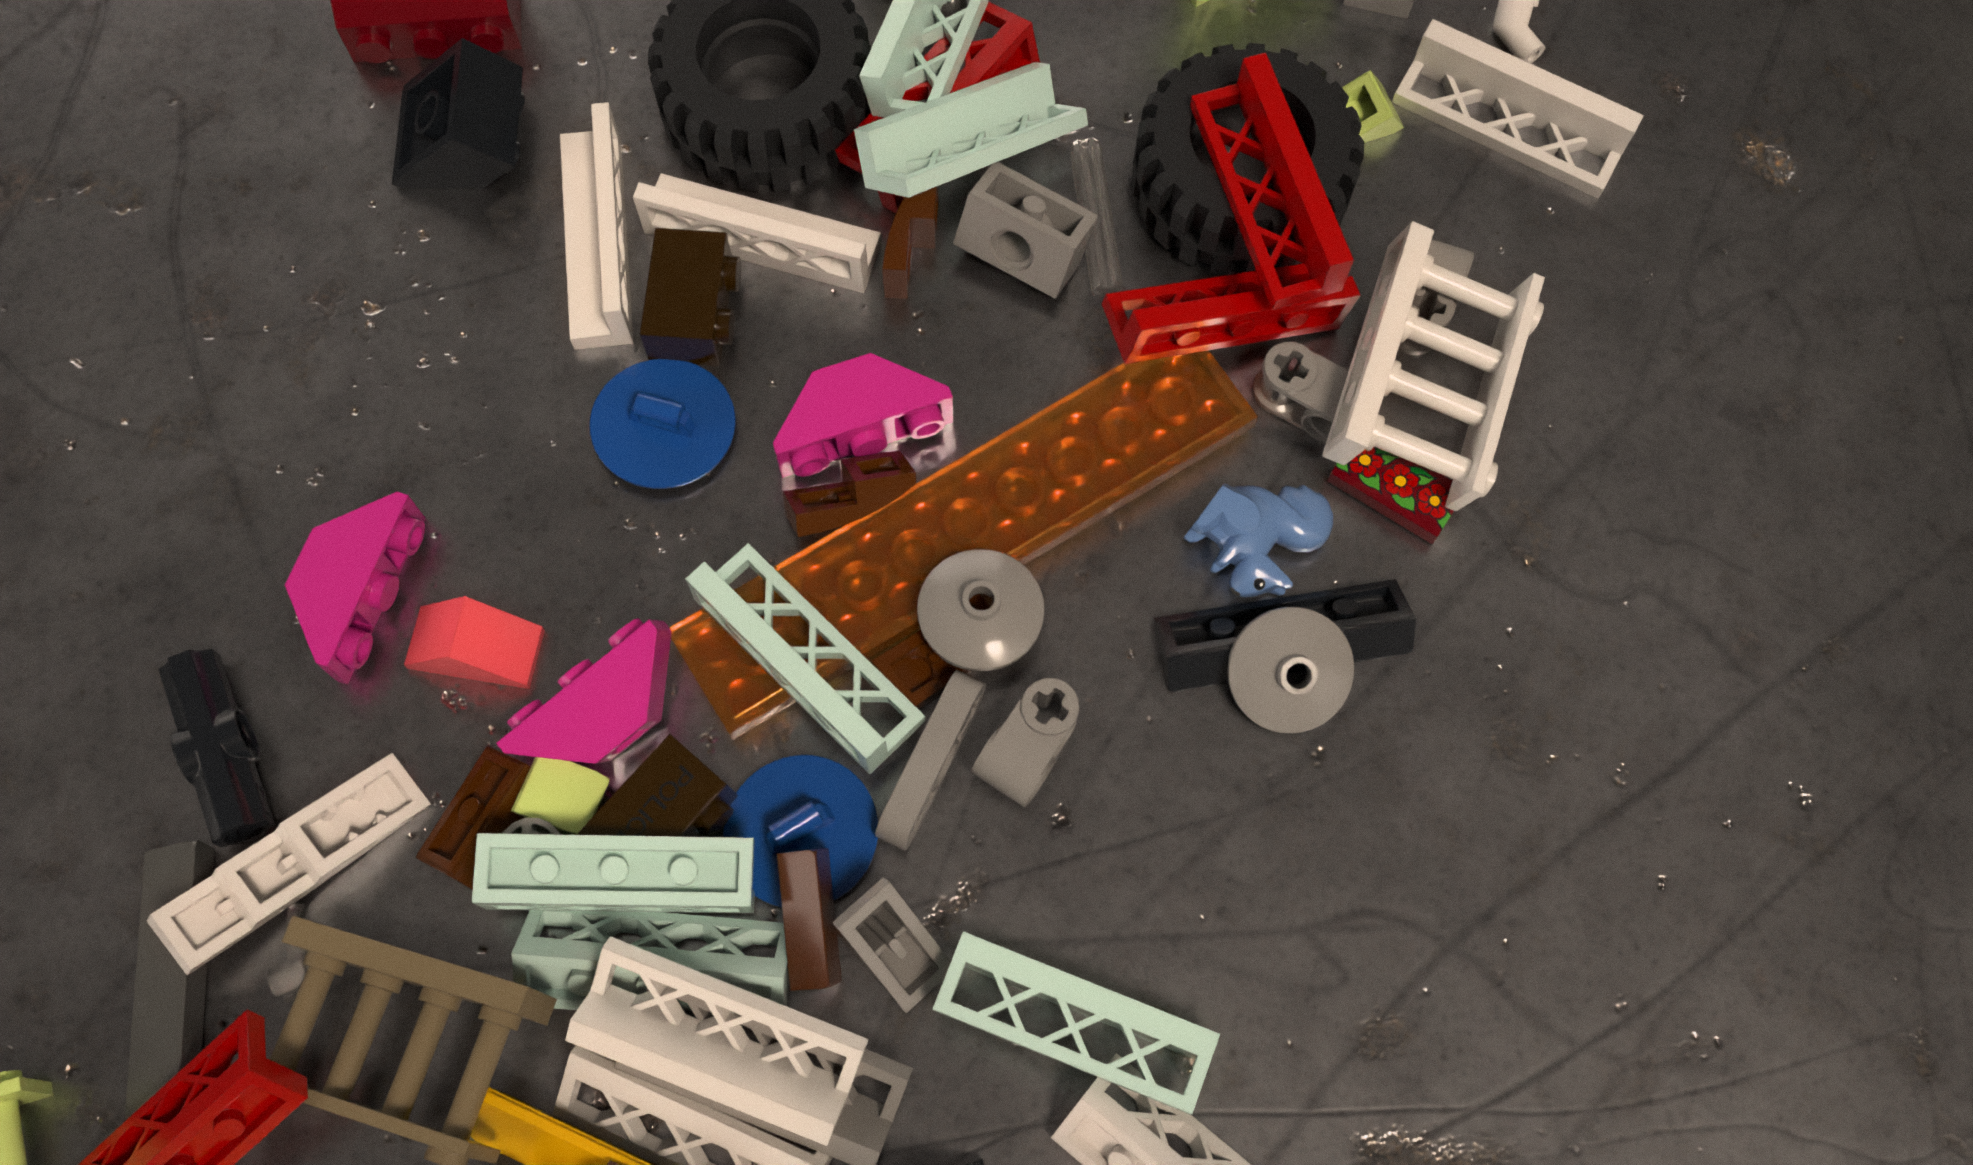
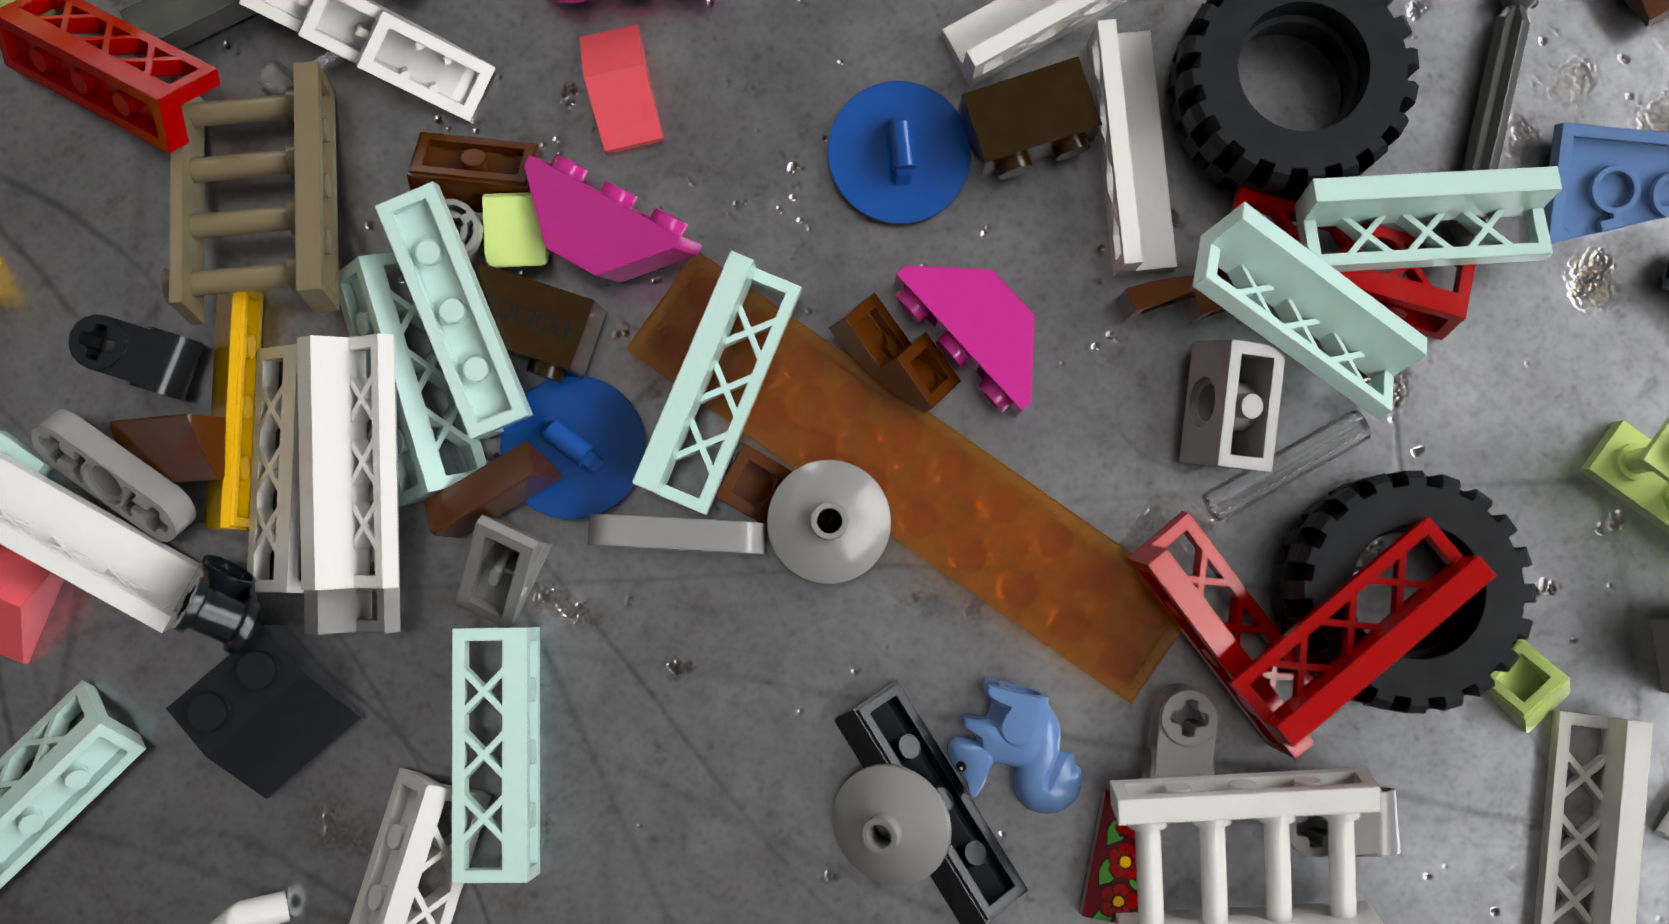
camera: 70 degrees right, 15 degrees up
(1023, 748) = (717, 612): light grey piece -> none

